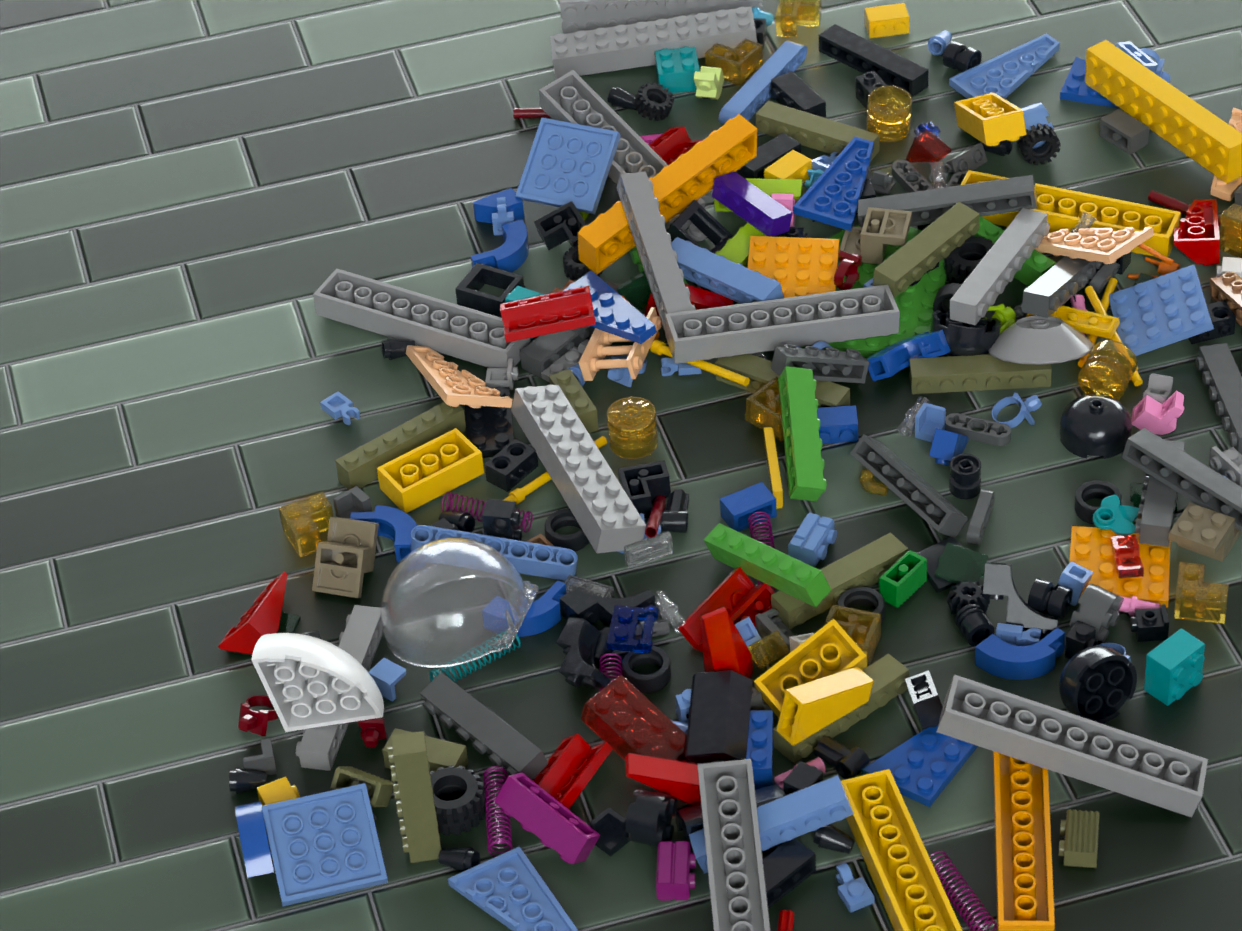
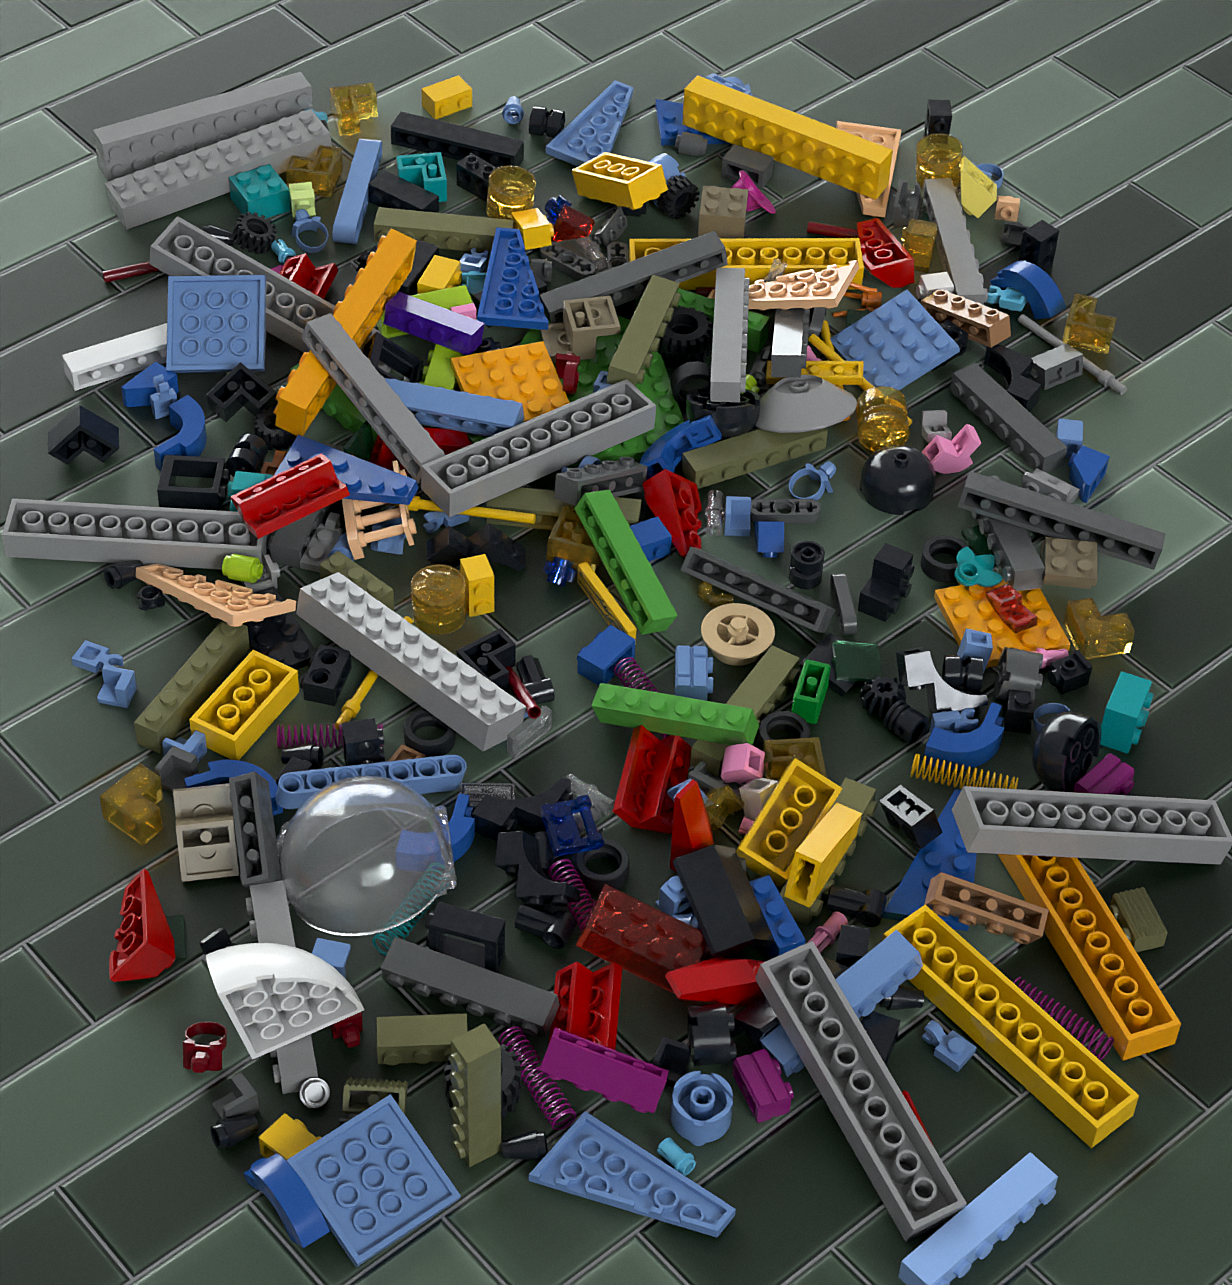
camera: 30 degrees left, 5 degrees up
(321, 771) = (314, 1092): none -> light grey plate
(346, 434) = (118, 686): none -> medium blue panel
(376, 491) = (195, 744): none -> medium blue panel
(379, 559) = (254, 829): none -> dark grey brick
(408, 372) = (150, 598): none -> black plate
(424, 231) = (83, 432): none -> black brick
(480, 179) = (116, 357): none -> white brick
(487, 364) = (242, 568): none -> lime brick
(514, 704) = (470, 926): none -> black window
(545, 278) = (247, 454): none -> black wheel
(569, 698) = (552, 927): none -> black piece
(576, 907) = (678, 1158): none -> medium azure pin
(612, 871) = (701, 1107): none -> medium blue brick
(669, 423) = (479, 584): none -> yellow brick
(670, 121) = (282, 251): none -> medium azure pin
(698, 394) = (451, 546): none -> black arch
(701, 102) = (304, 223): none -> medium blue piece
(748, 430) = (559, 571): none -> clear blue gear
(802, 617) = (742, 764): none -> bright pink brick
(826, 80) = (424, 171): none -> teal brick
(869, 515) = (737, 633): none -> tan wheel
(880, 403) = (677, 506): none -> red wedge
(893, 145) = (533, 228): none -> yellow brick
(942, 787) = (986, 908): none -> medium nougat brick
(987, 681) = (916, 764): none -> yellow piece
(1028, 509) = (888, 583): none -> black brick
(1070, 166) = (723, 212): none -> dark tan bracket
(1084, 102) = (691, 144): none -> dark grey brick
(1109, 155) = (756, 198): none -> dark pink piece
(1127, 716) = (1107, 777): none -> magenta brick

